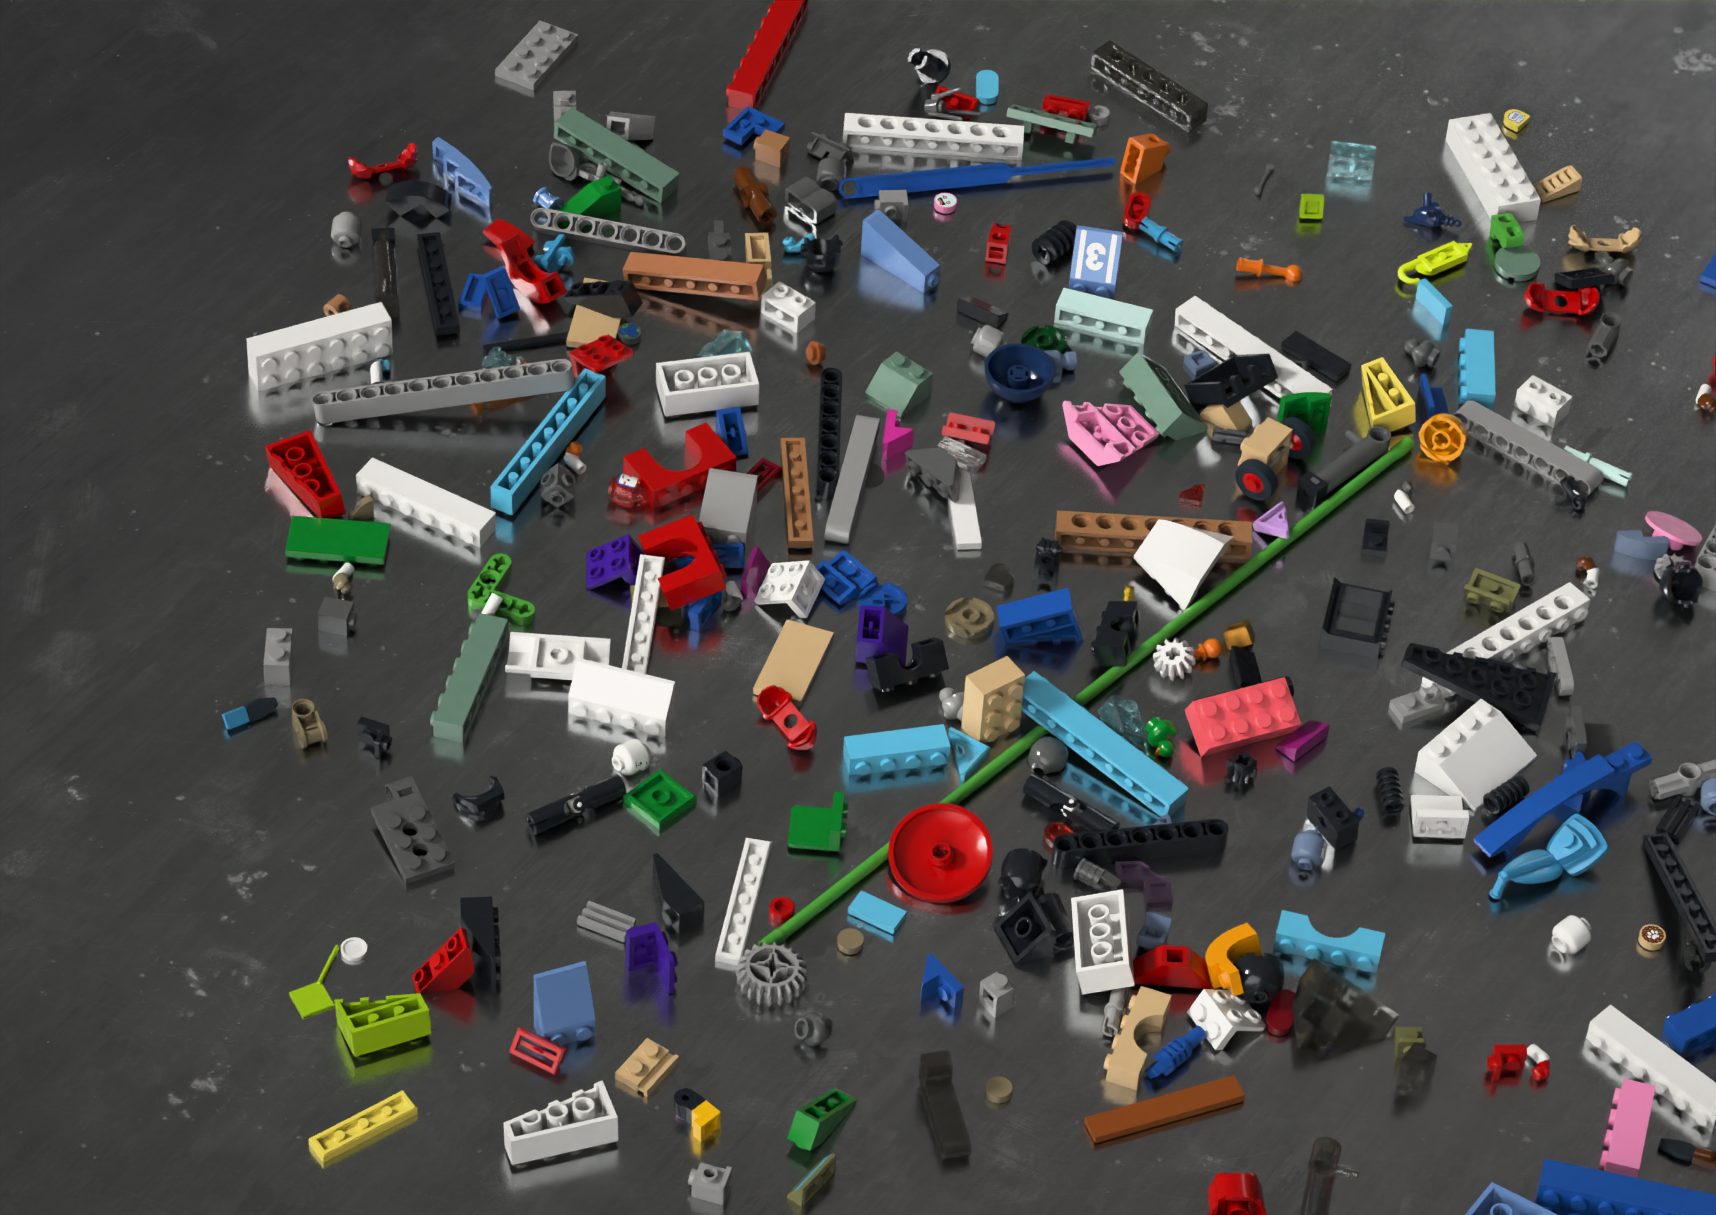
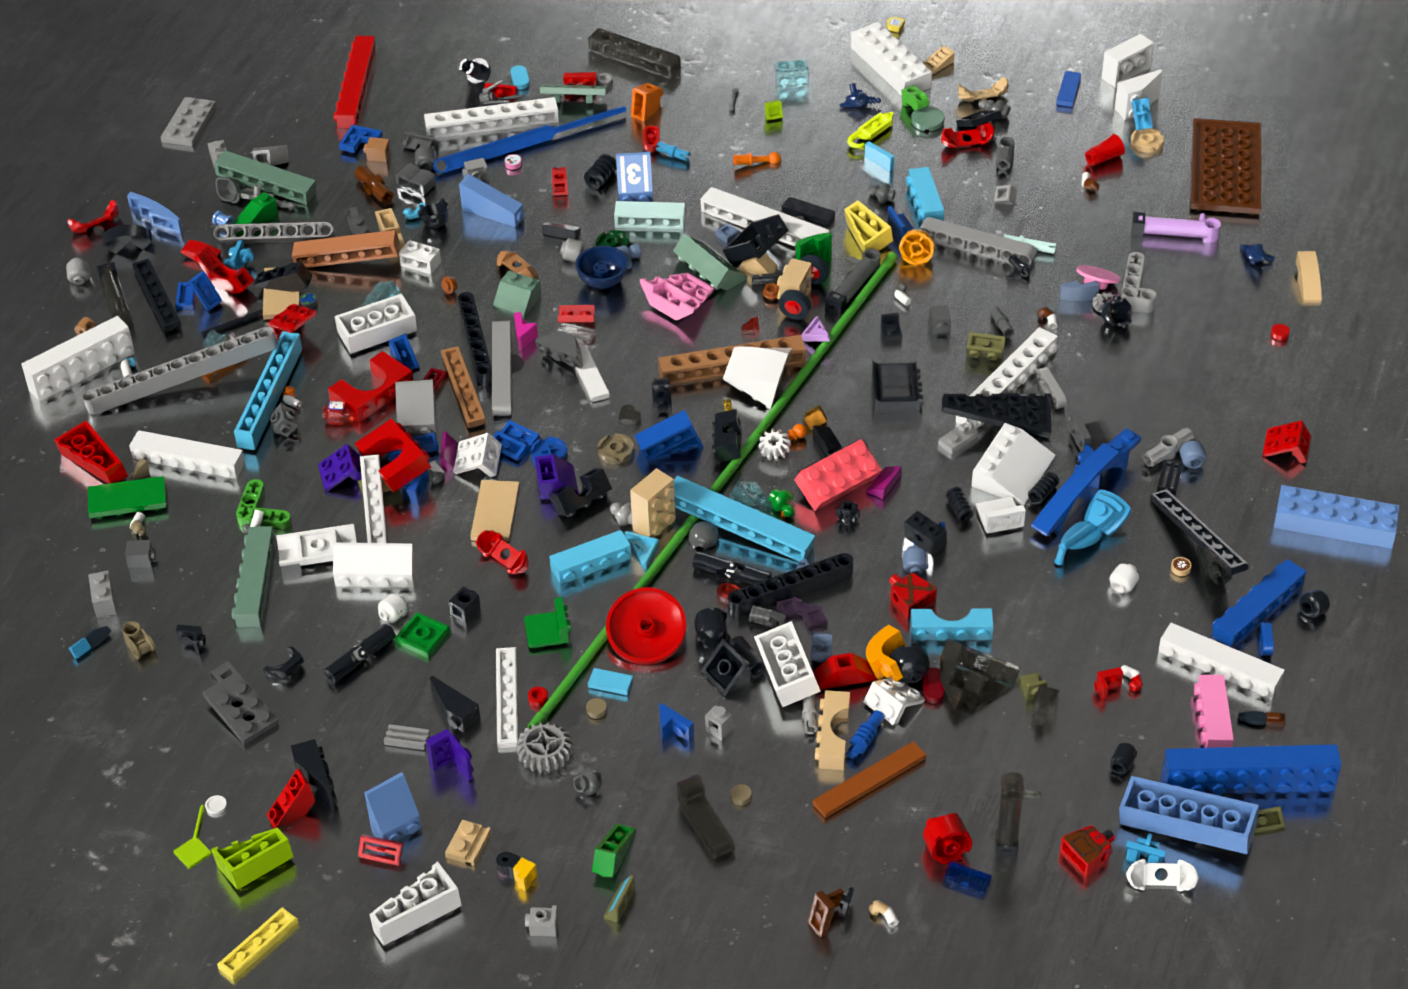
camera: 10 degrees left, 0 degrees up
(901, 334) = (508, 258): none -> medium nougat piece
(1231, 454) = (771, 291): none -> dark orange plate
(1291, 890) = (911, 593): none -> red torso
(1492, 1159) = (1123, 758): none -> black brick
(1543, 401) = (977, 207): white brick -> none
(1587, 391) = (1005, 194): none -> light grey slope

